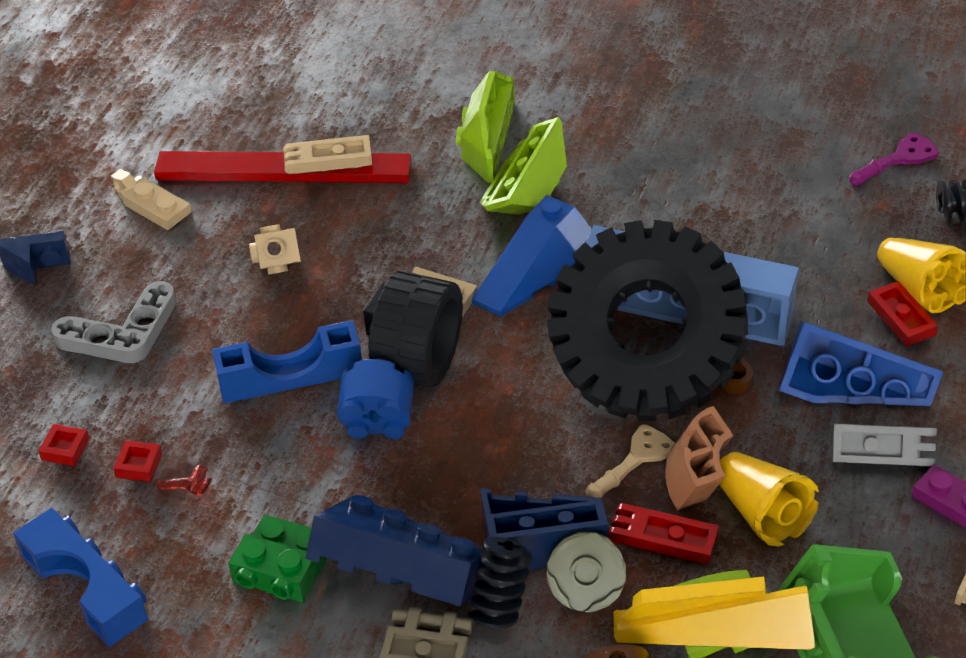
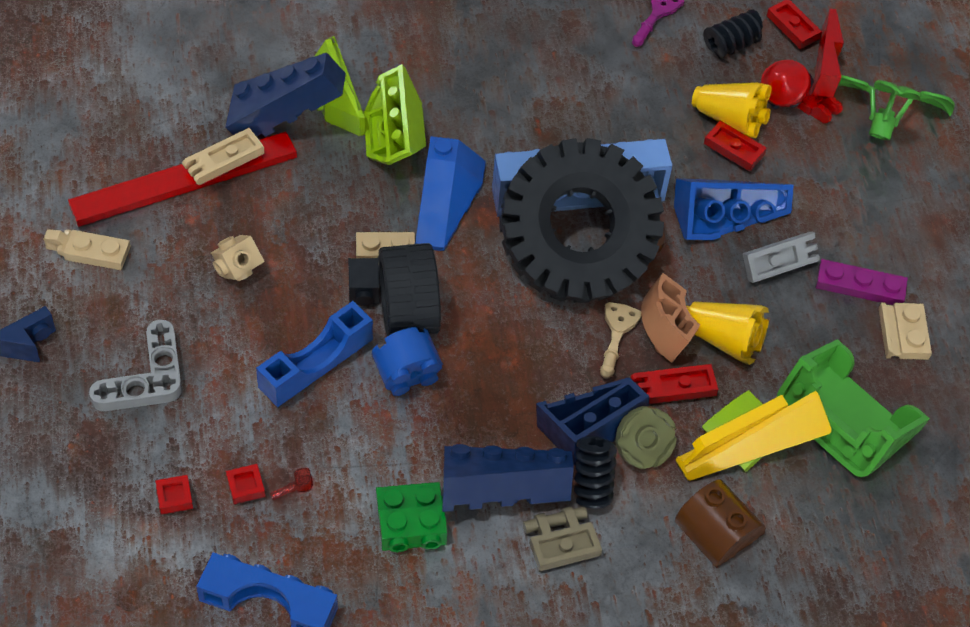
camera: 35 degrees left, 10 degrees up
(417, 111) = (284, 94): none -> dark blue wedge

